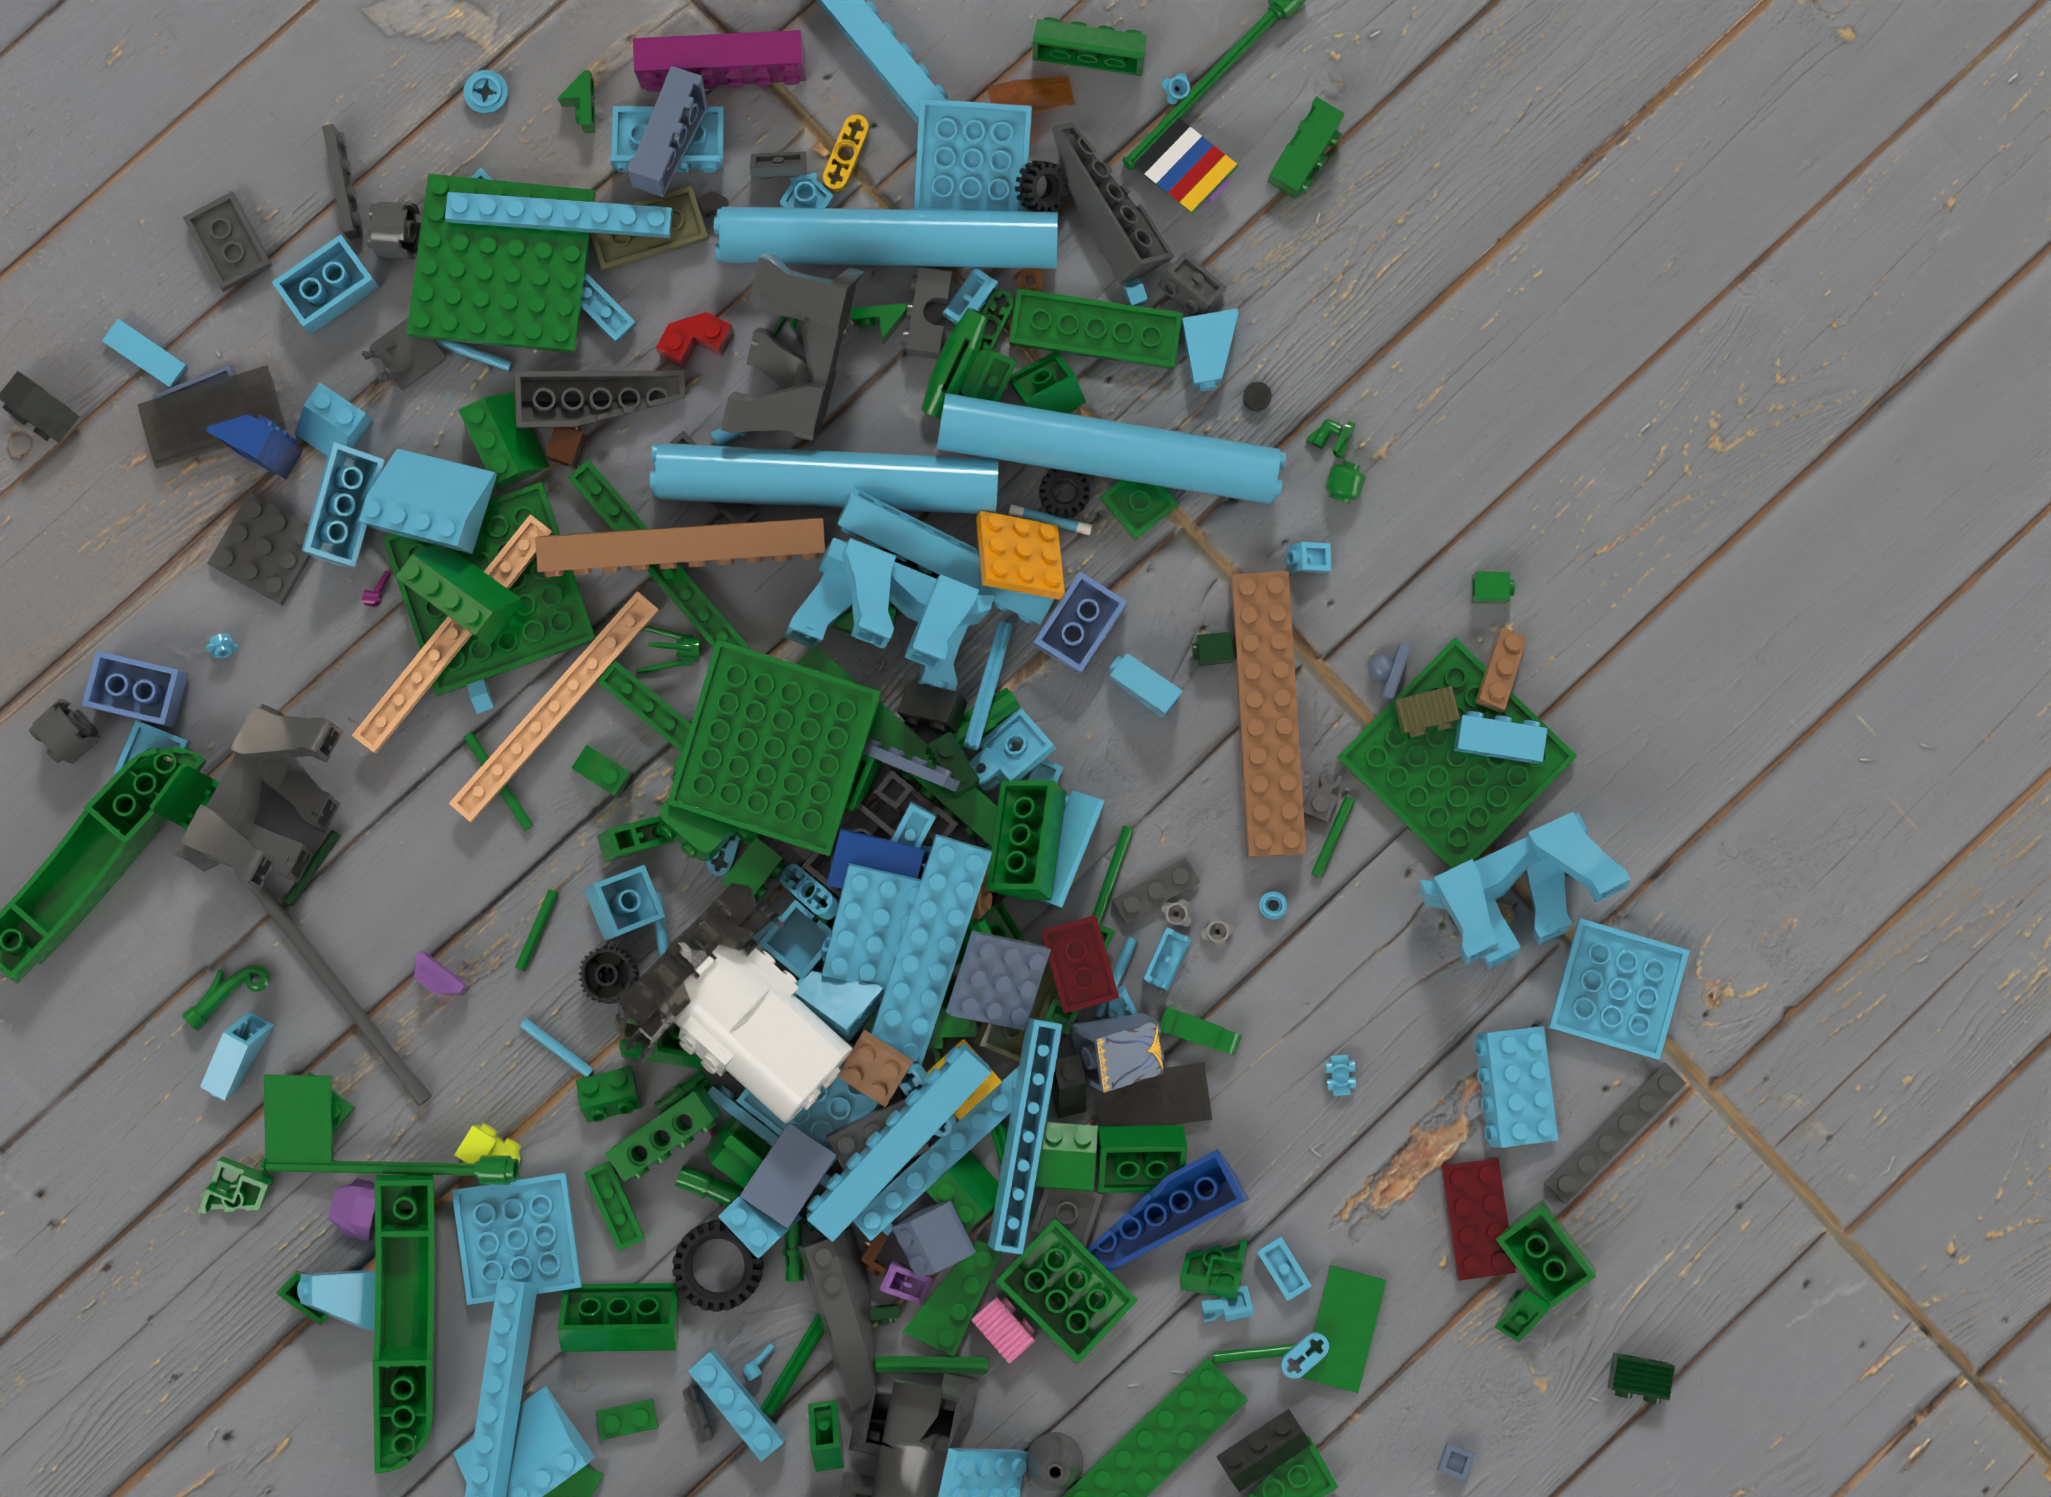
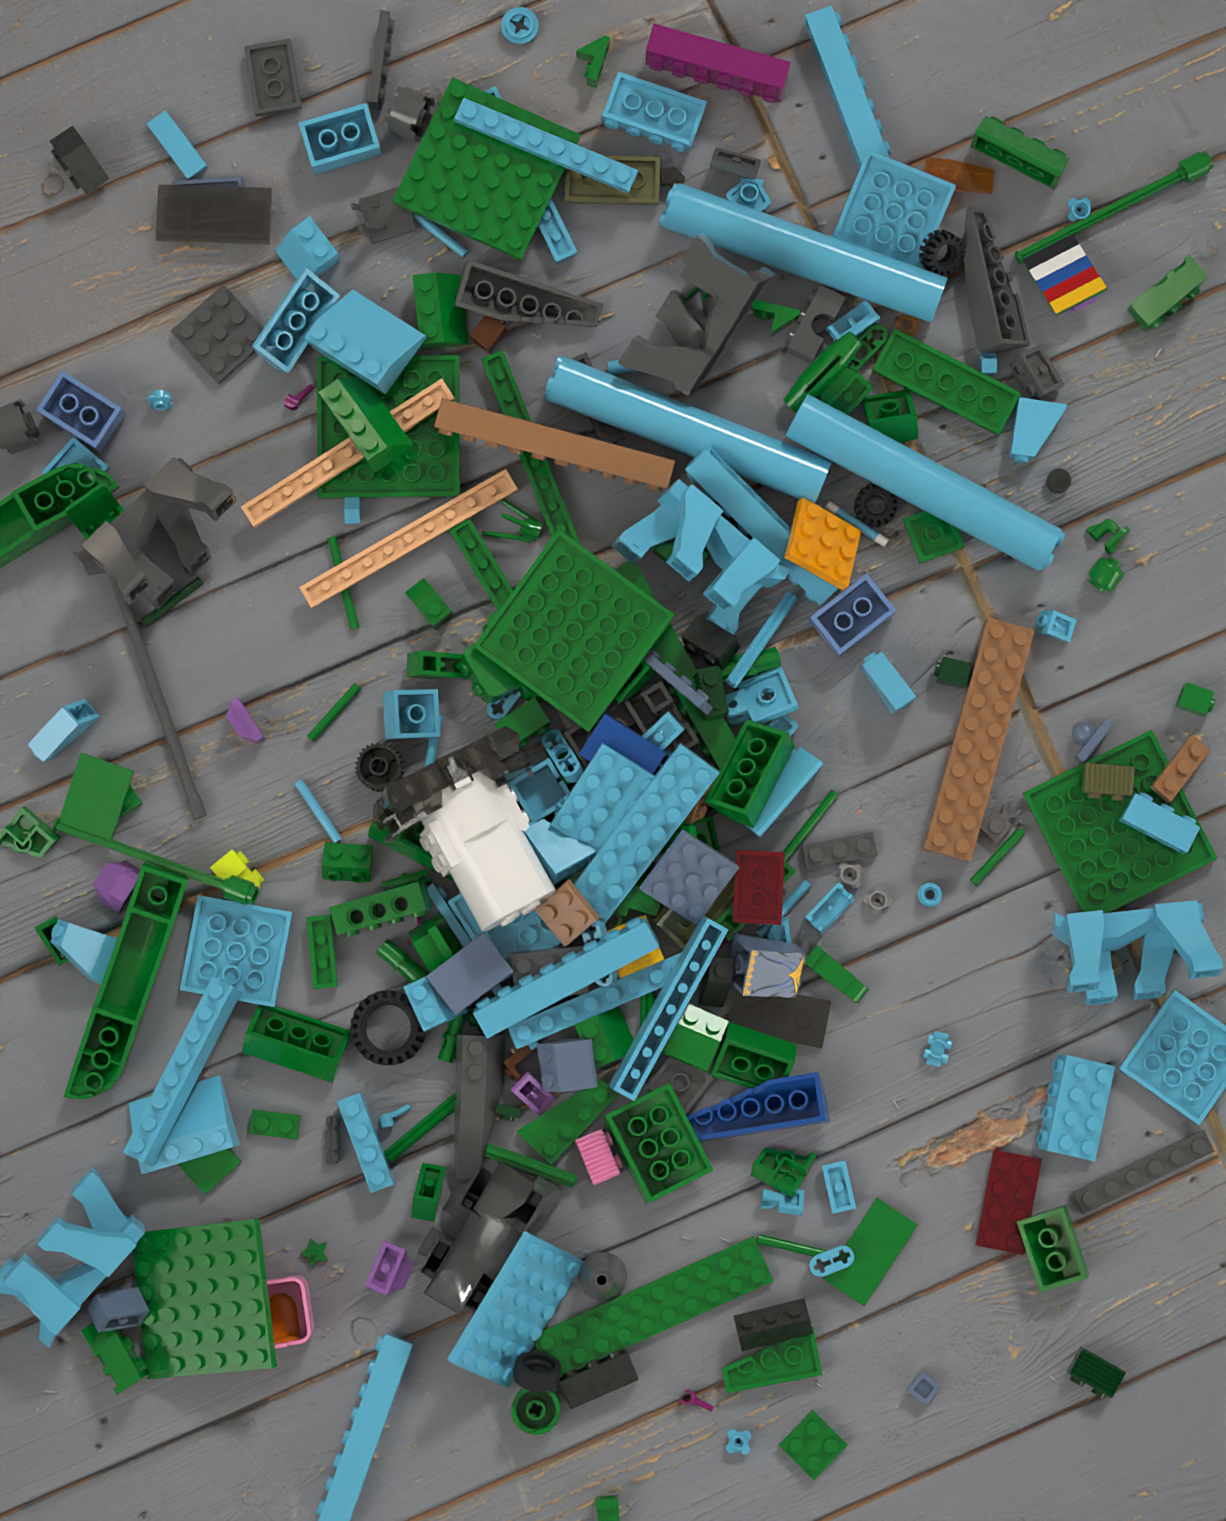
camera: 25 degrees right, 0 degrees up
(218, 992) = (67, 675): green plant -> none
(259, 442) = (246, 248): blue slope -> none
(668, 131) = (657, 108): sand blue wedge -> none
(683, 336) = (627, 275): red brick -> none
(860, 137) = (777, 181): yellow beam -> none
(1521, 1314) = (1016, 1289): green slope -> none

